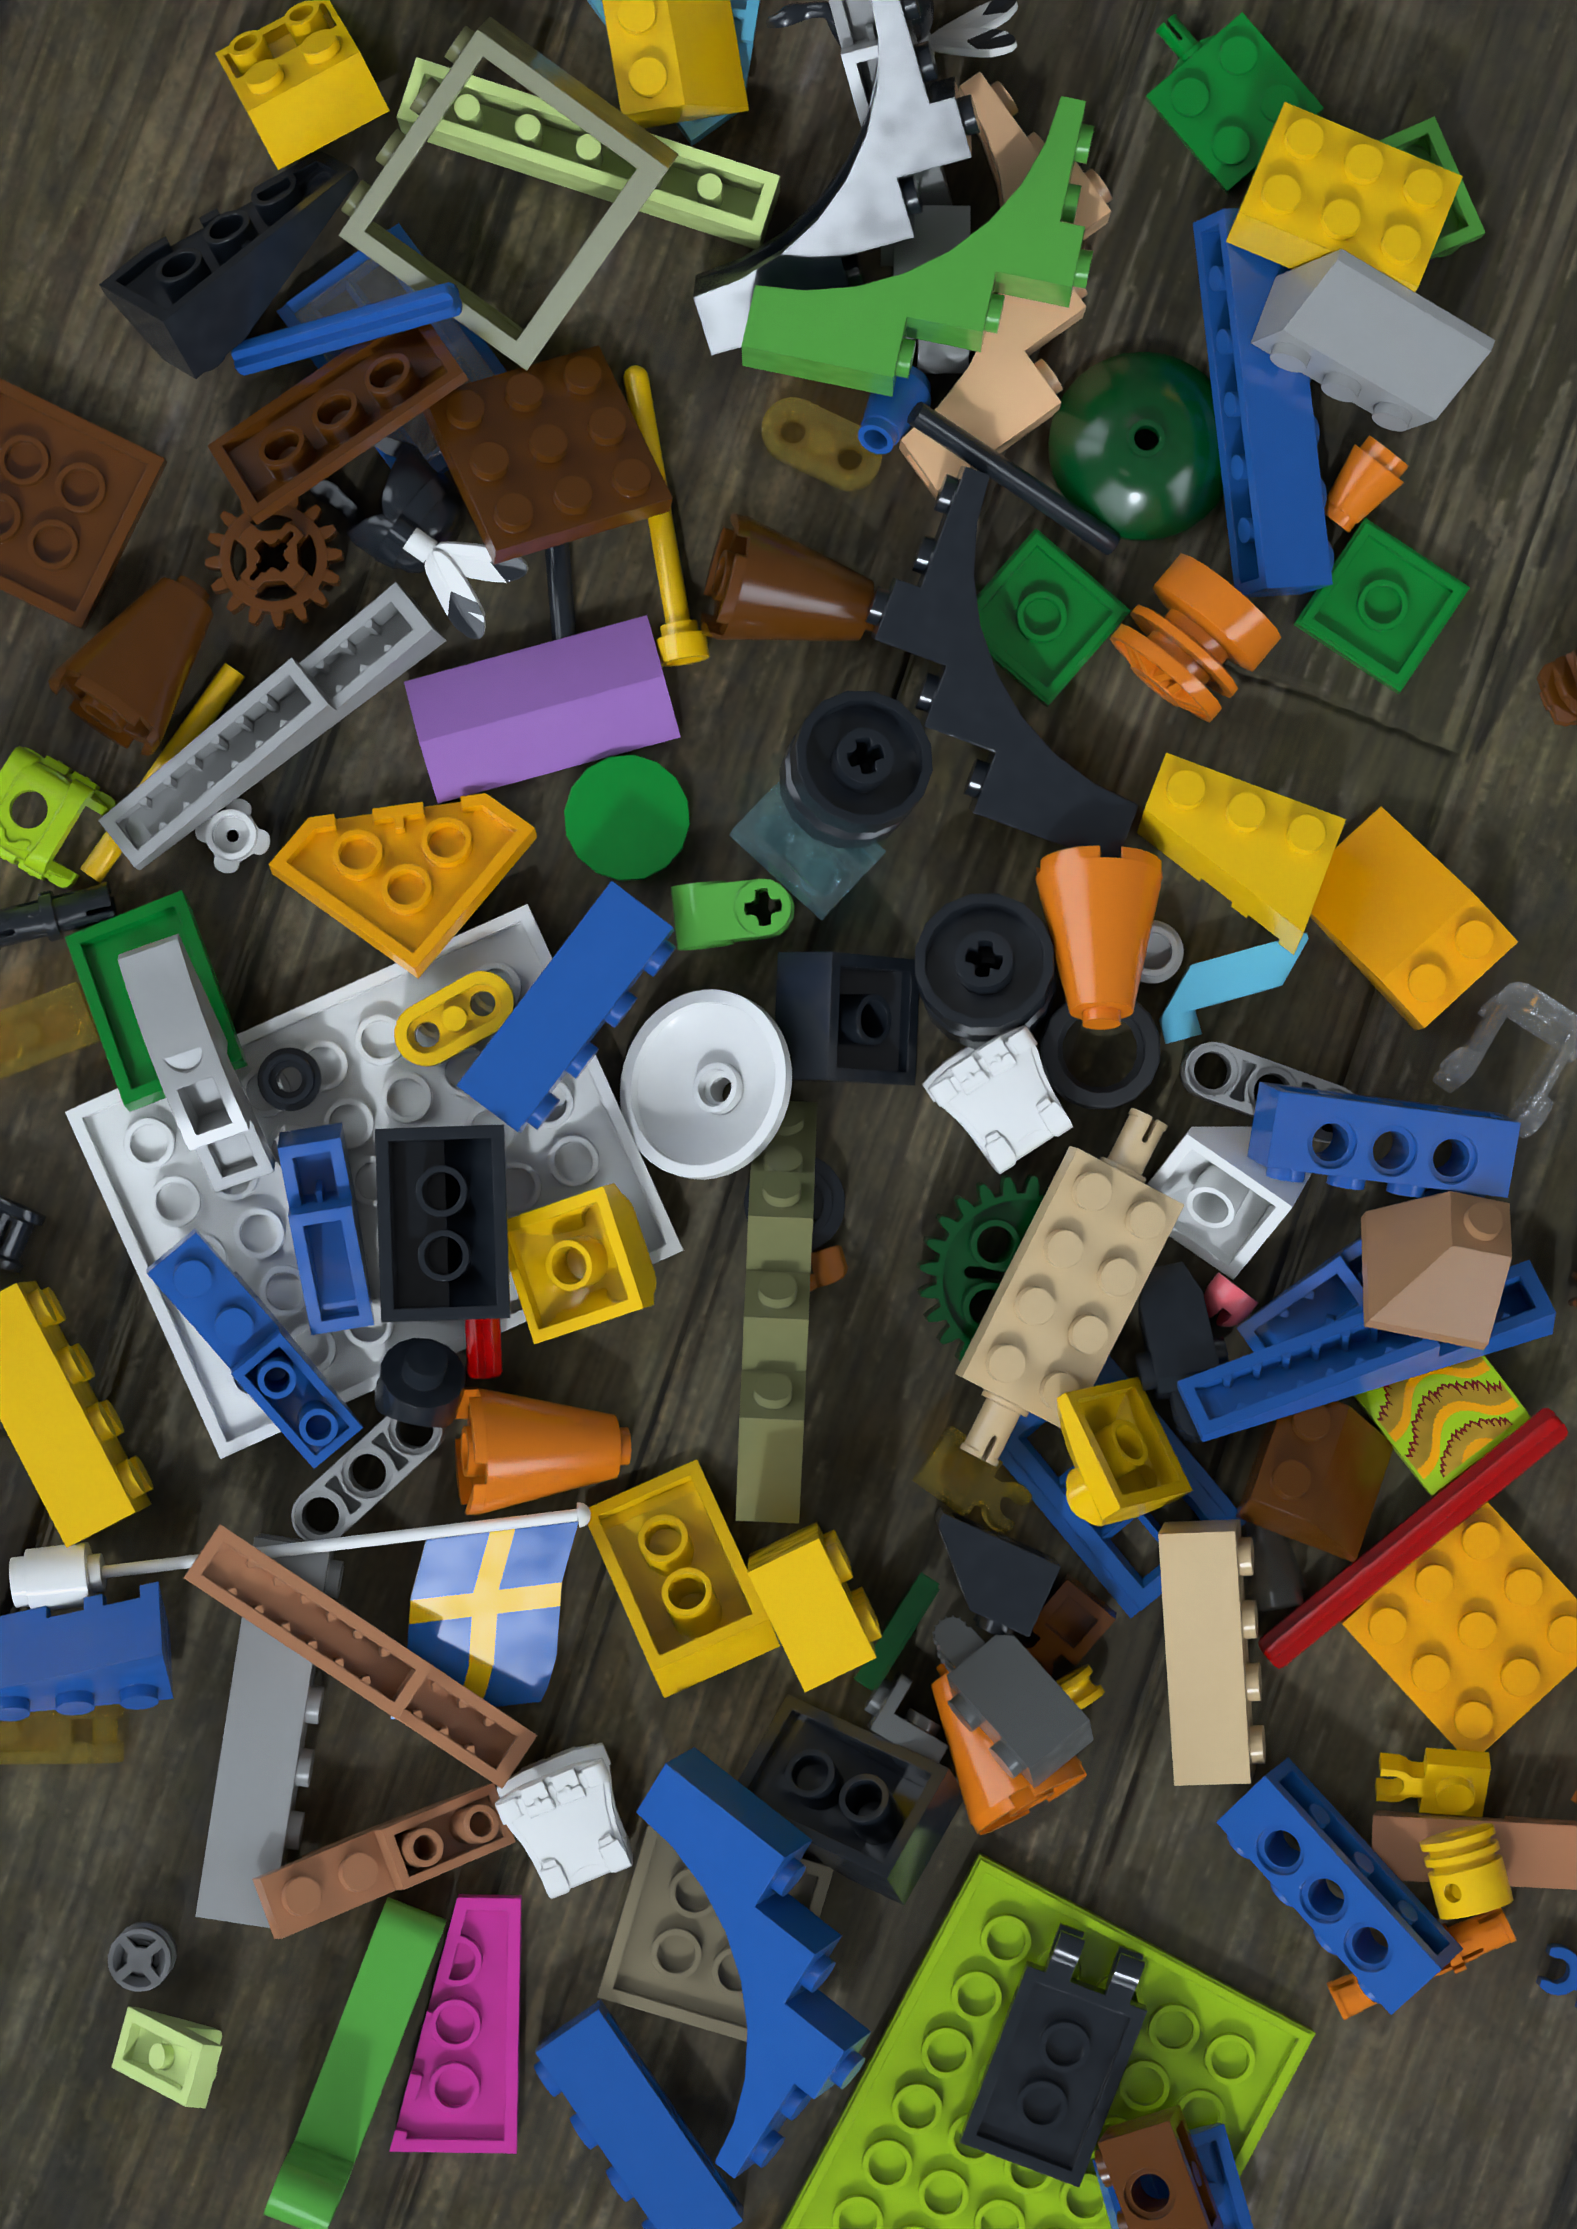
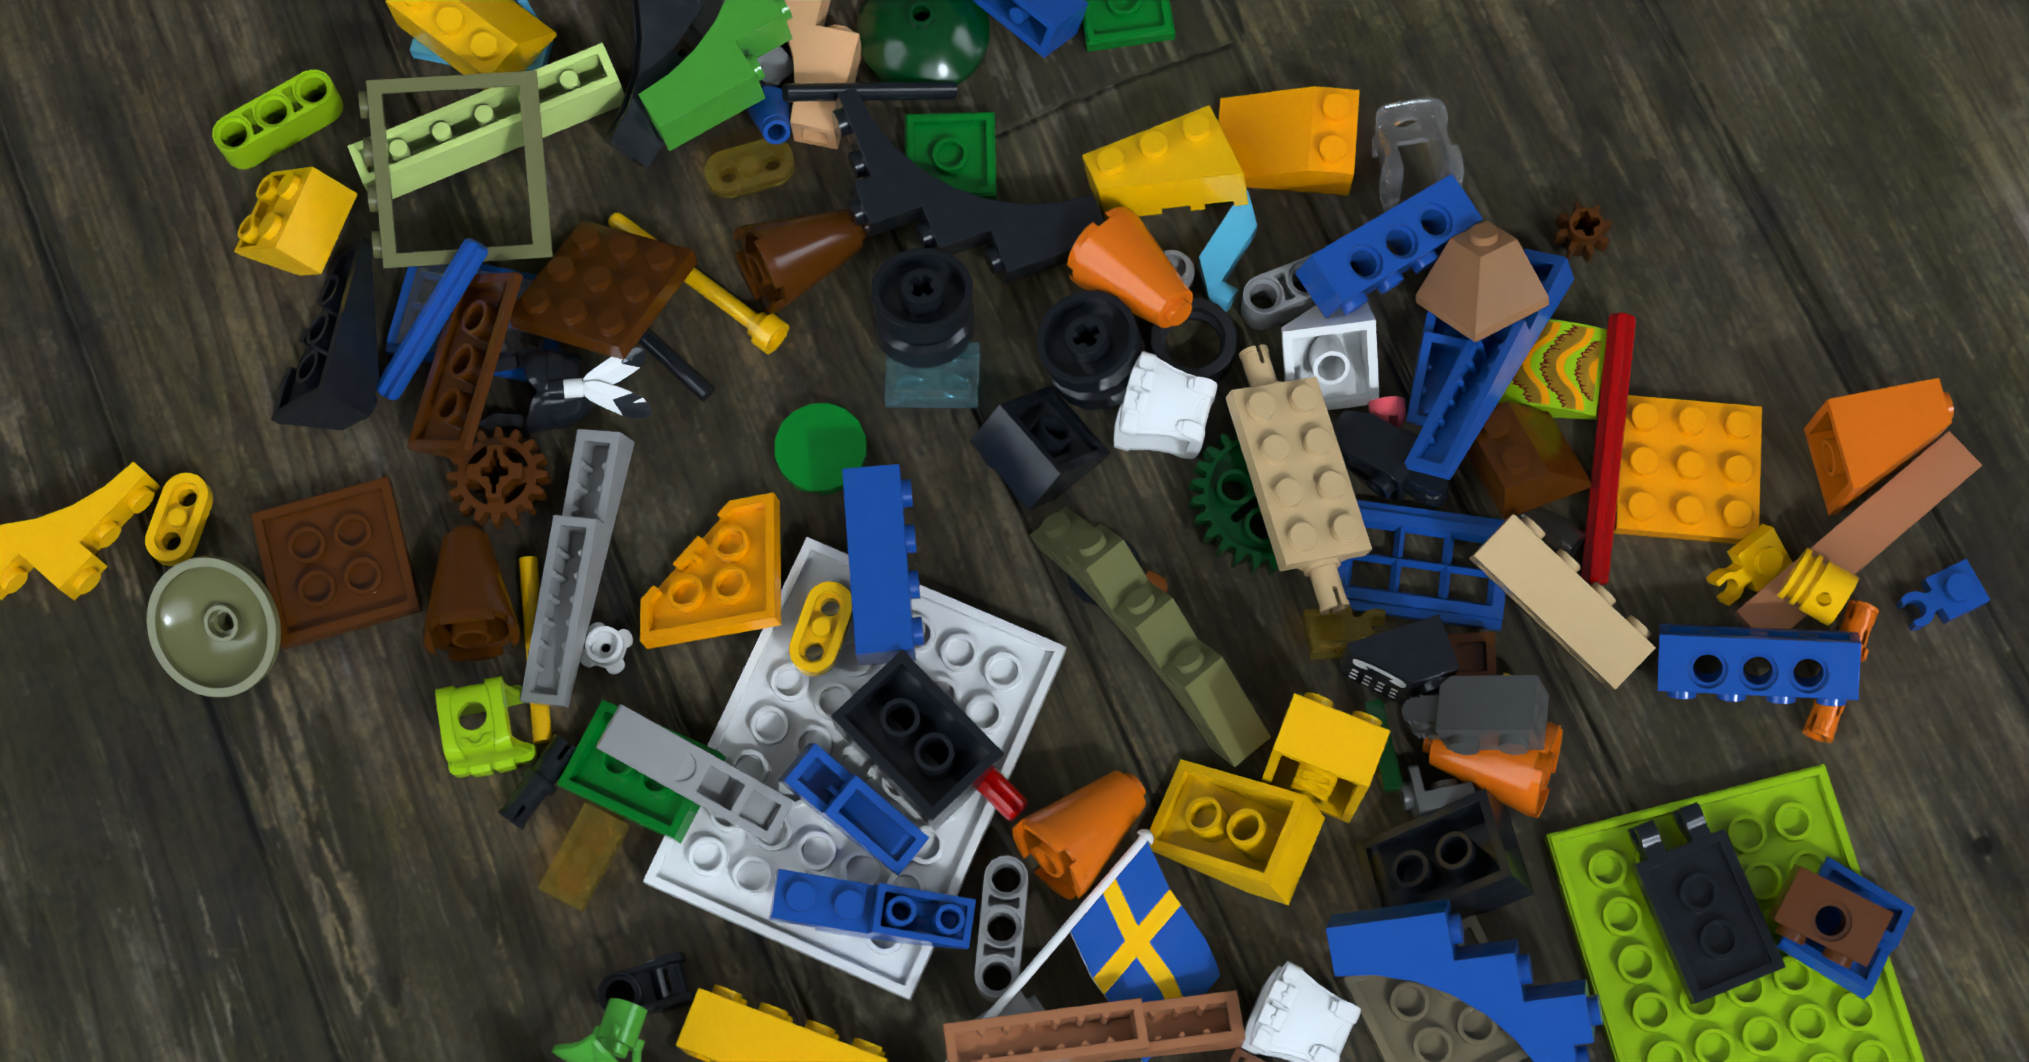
camera: 35 degrees left, 15 degrees down
(269, 1079) = (753, 731): black plate -> none
(420, 1383) = (985, 844): black piece -> none
(542, 709) = (721, 432): medium lavender slope -> none
(579, 1262) = (1016, 696): yellow slope -> none
(678, 1078) = (973, 536): white dish -> none
(718, 915) = (919, 448): bright green piece -> none
(1117, 1454) = (1414, 538): yellow slope -> none
(1201, 630) = (1042, 87): orange wheel -> none

